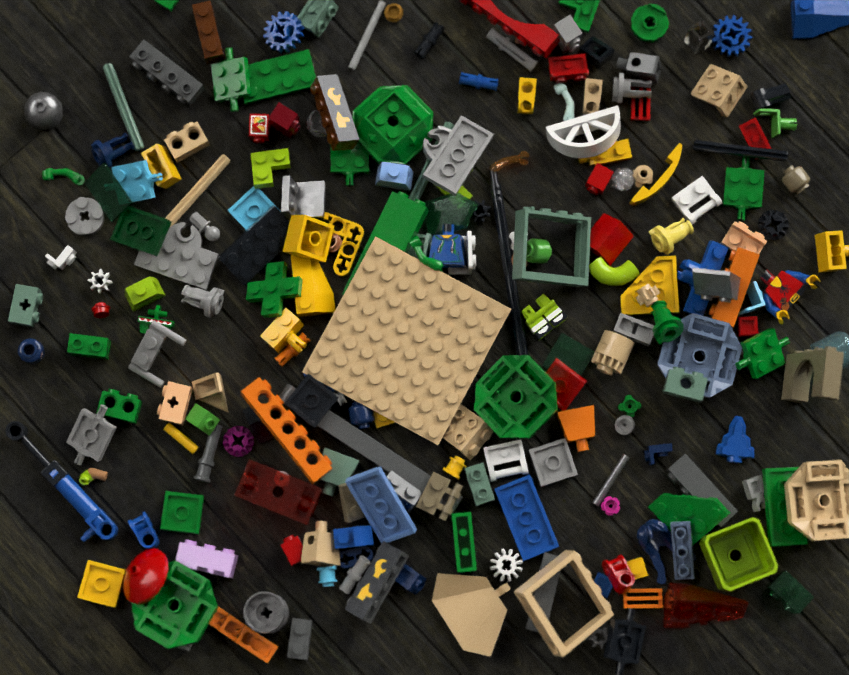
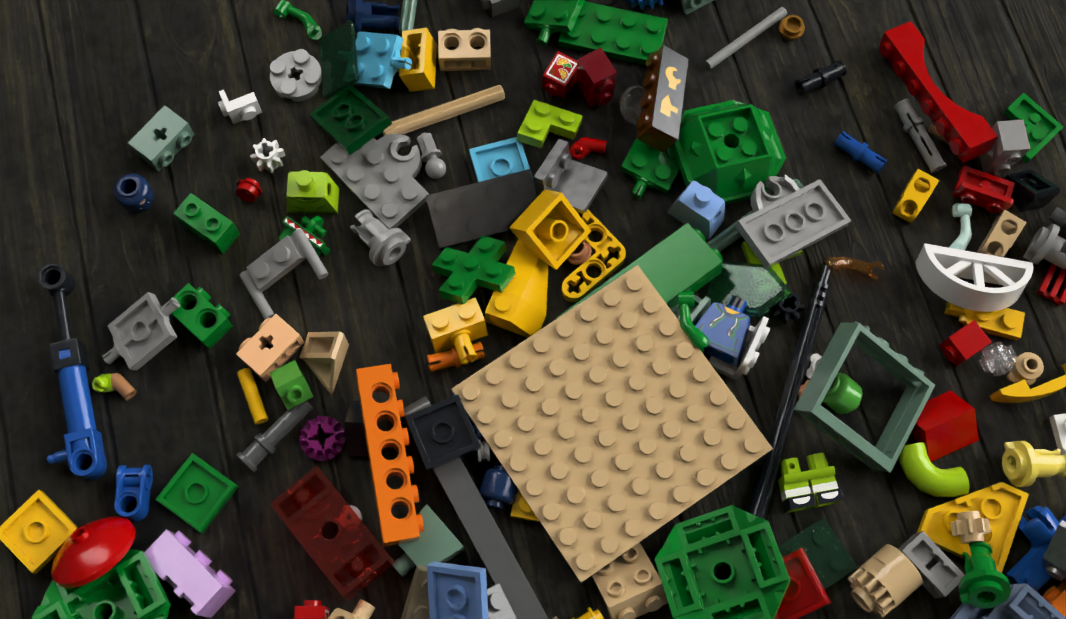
camera: 25 degrees right, 10 degrees down
(300, 167) = (585, 146): none -> red arm

